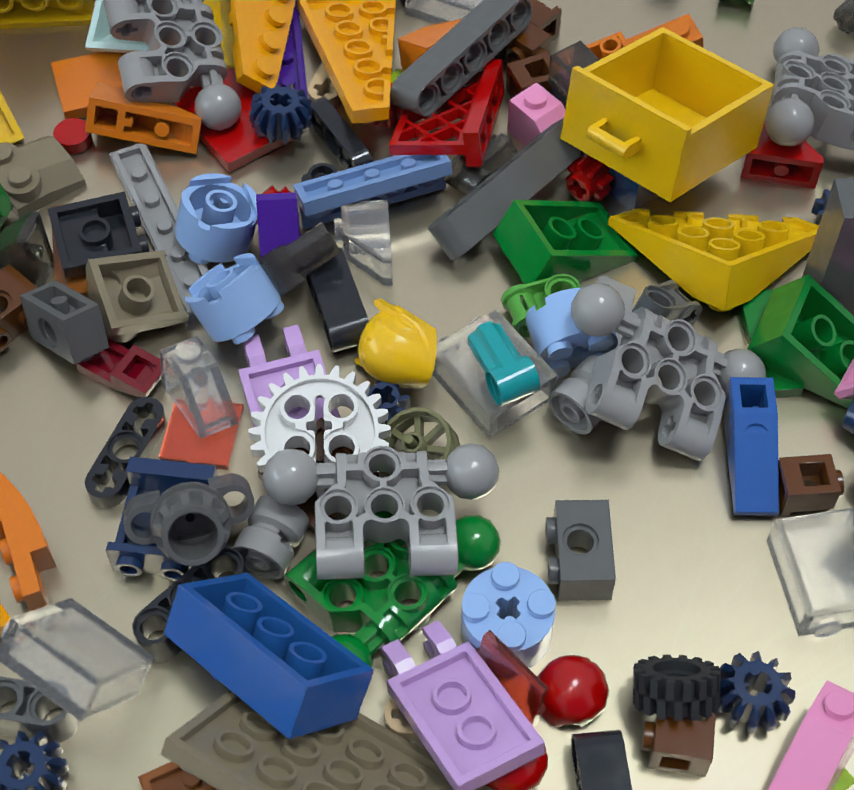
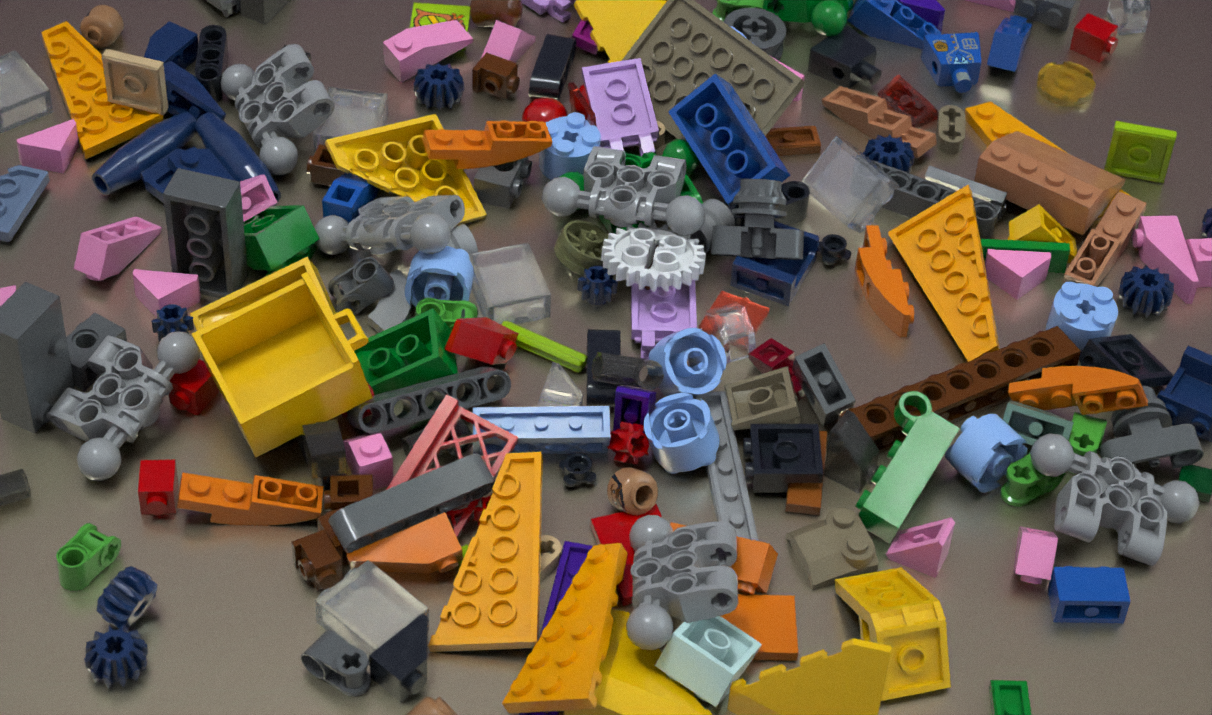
camera: 165 degrees left, 10 degrees down
(72, 135) = (789, 577): red tile -> none
(85, 564) = (833, 249): none -> black plate
(125, 433) = (795, 303): black beam -> none
(254, 158) = (632, 491): none -> medium nougat head
(281, 113) = (596, 513): dark blue gear -> none
(338, 135) = (552, 504): black beam -> none
(398, 347) = (573, 302): yellow helmet -> none
(440, 318) = (548, 348): none -> lime axle
(483, 270) = (482, 340): none -> red slope
(505, 371) = (507, 252): teal piece -> none
(614, 535) = (496, 145): none -> orange slope
(676, 687) = (469, 87): black tyre -> none
(706, 504) = (398, 163): none -> yellow slope
(727, 40) = (158, 487): none -> red brick

